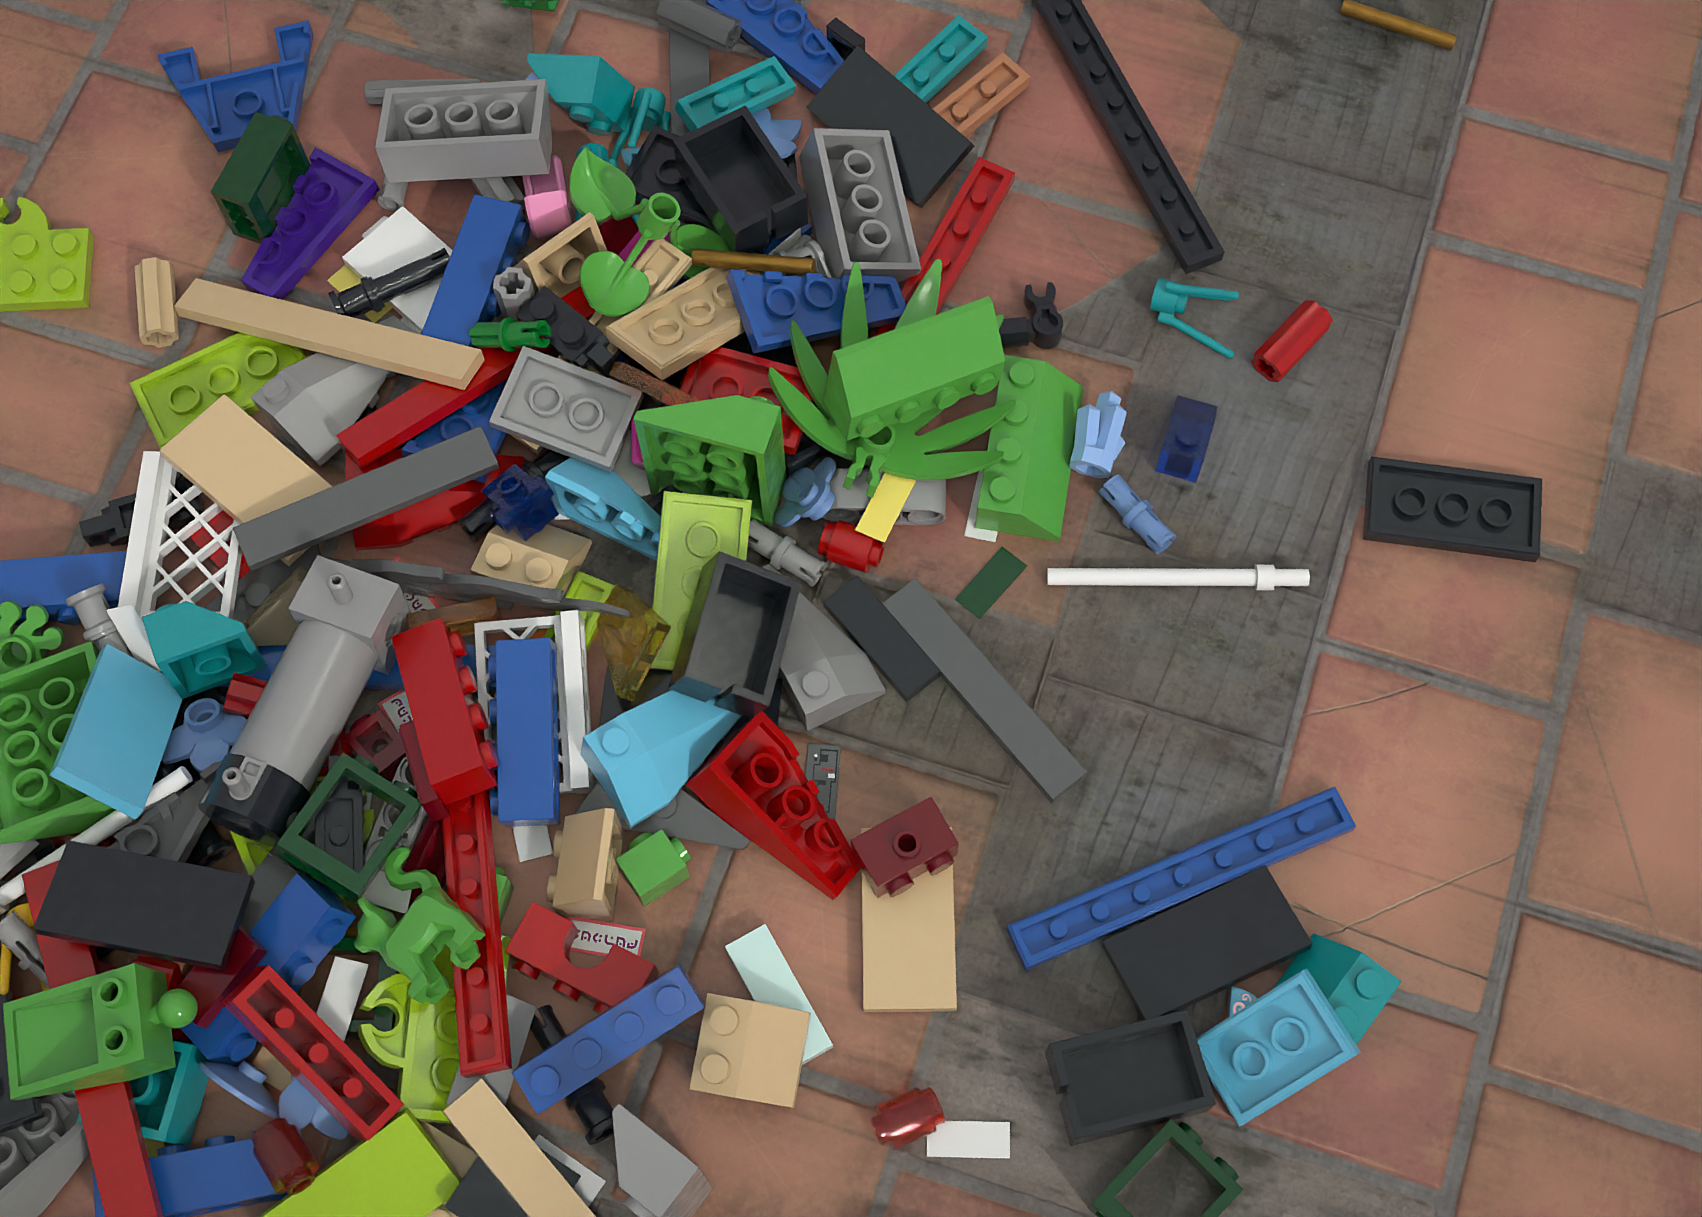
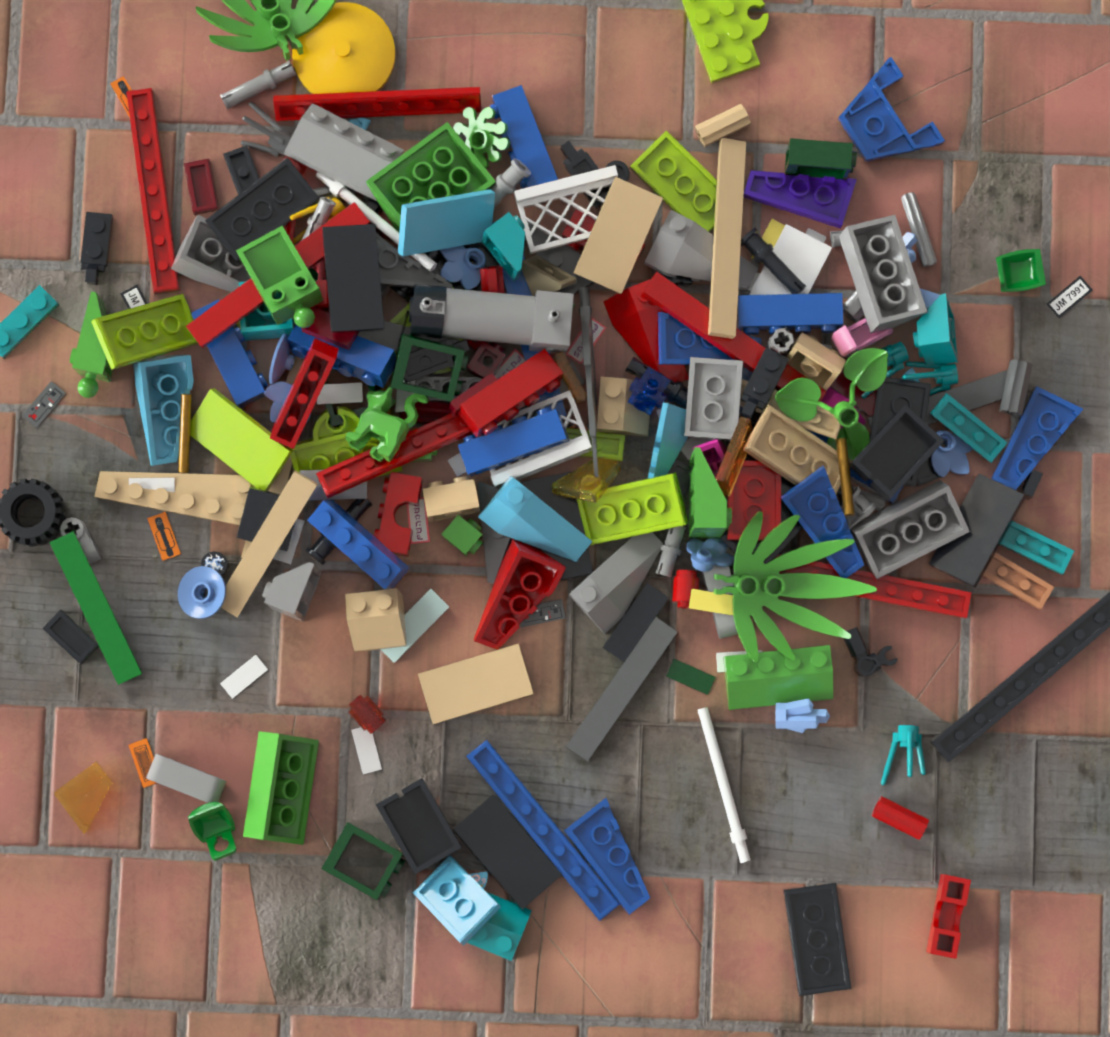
camera: 70 degrees right, 15 degrees up
(133, 633) = (506, 204): white sticker -> none
(284, 1156) = (250, 397): clear red brick -> none
(365, 498) = (623, 304): dark grey tile -> none
(510, 334) = (750, 349): green axle -> none
(735, 635) = (599, 541): black piece -> none
(905, 848) = (510, 671): dark red brick -> none
(914, 369) = (788, 597): bright green slope -> none
(1137, 514) = (757, 751): medium blue pin -> none
(1186, 439) = (817, 769): clear blue slope -> none
(1242, 784) = (604, 848): none -> blue wing
(1483, 325) = (946, 918): none -> red arch

